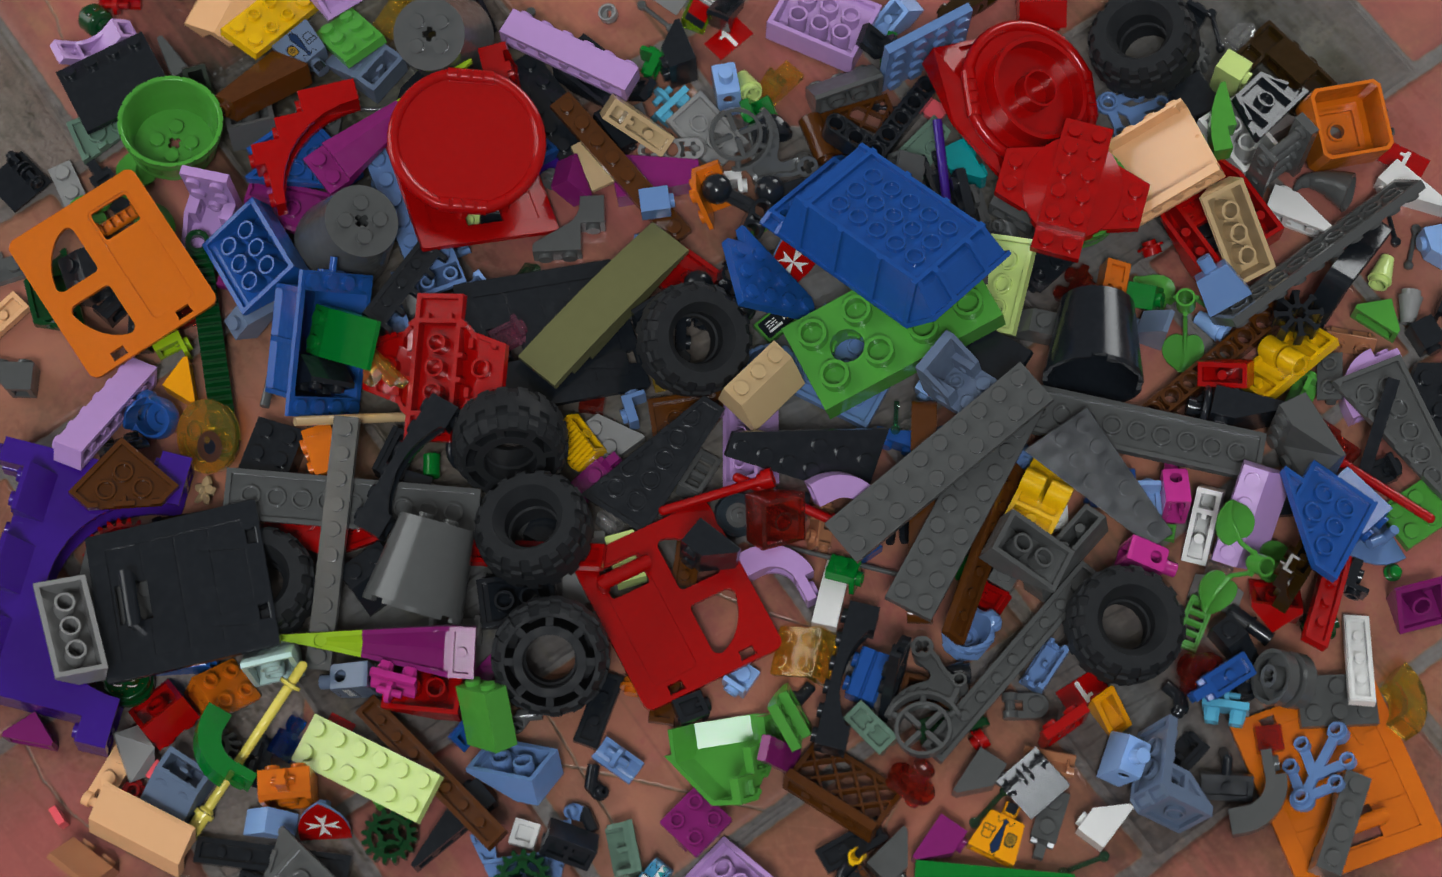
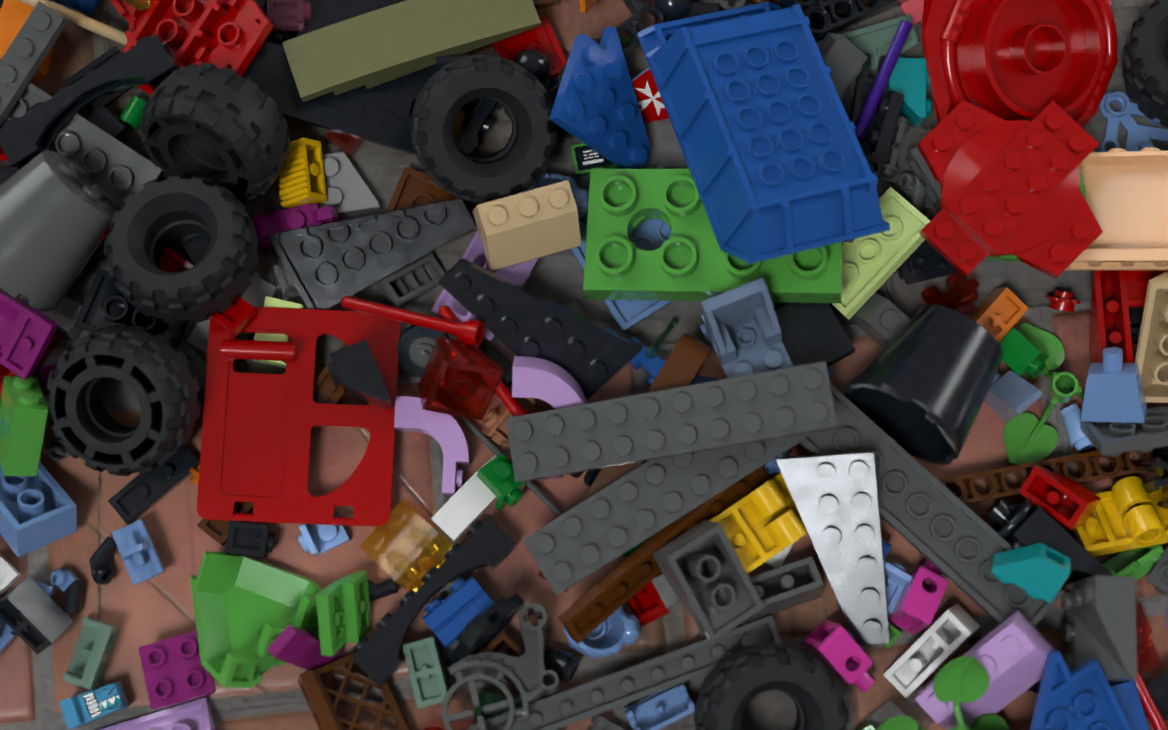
camera: 25 degrees right, 10 degrees up
(628, 413) = (376, 172): medium blue bracket -> none
(1239, 425) = (1034, 569): none -> teal slope

